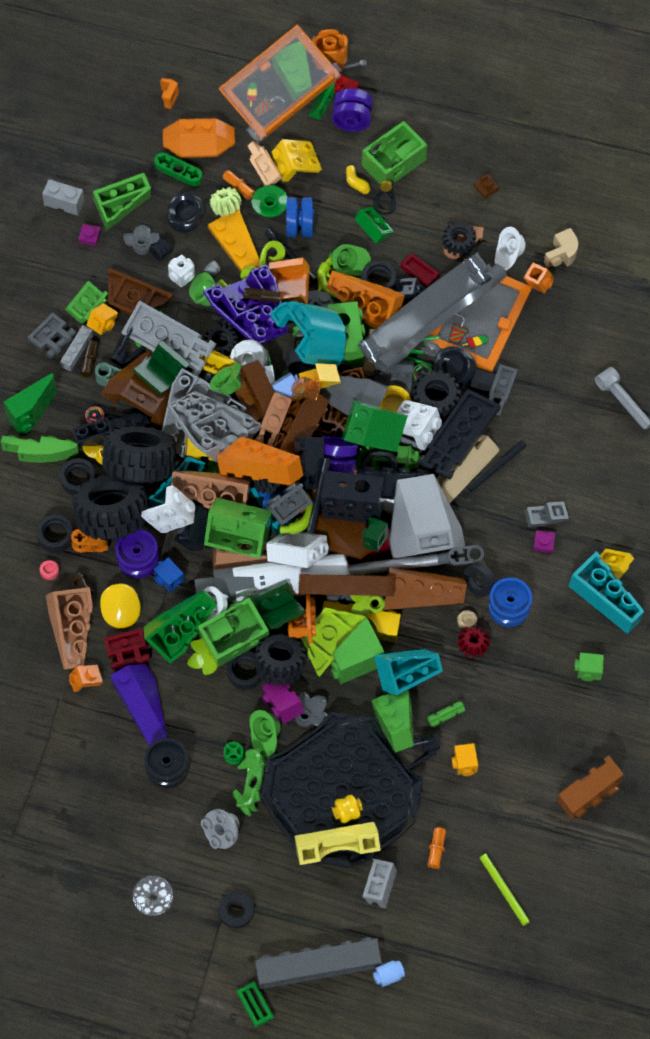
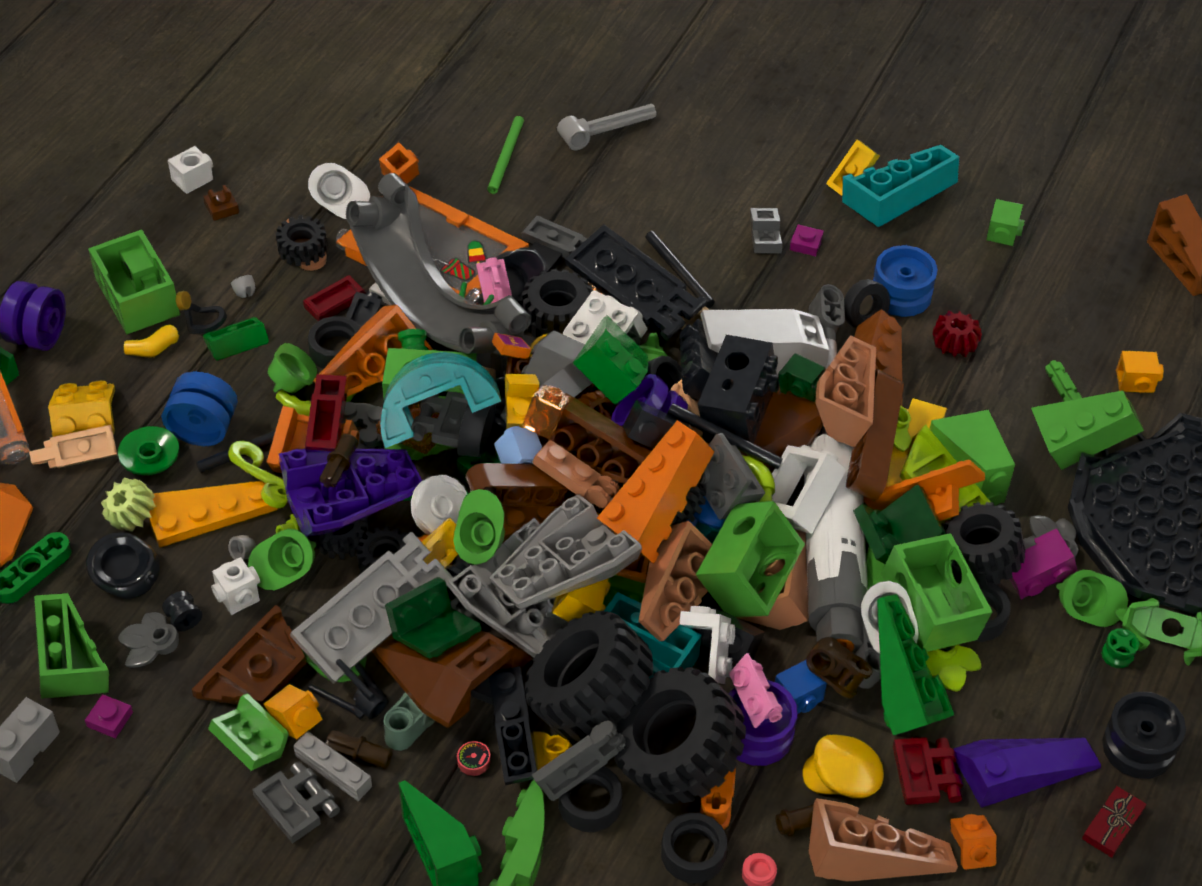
camera: 80 degrees left, 15 degrees down
(85, 460) = (580, 760): none -> dark grey hinge
(112, 754) = (1114, 821): none -> dark red tile
(137, 544) = (751, 688): none -> bright pink hinge
(179, 585) = (840, 668): none -> dark brown piece
(238, 184) = (95, 489): orange axle -> none
(303, 282) = (326, 412): none -> dark red slope
(364, 365) = (511, 346): none -> orange tile
(365, 557) = (847, 392): none -> nougat wedge
(373, 317) = (413, 339): none -> green wheel
(406, 669) = (1008, 401): teal wedge -> none
(417, 218) = (244, 285): none -> light grey hinge
(437, 356) = (493, 279): none -> bright pink hinge
(467, 619) = (917, 340): tan tile -> none
(508, 153) = (191, 169): none -> white brick
(566, 249) = (357, 135): tan brick -> none
(579, 342) = (505, 155): none -> bright green piece

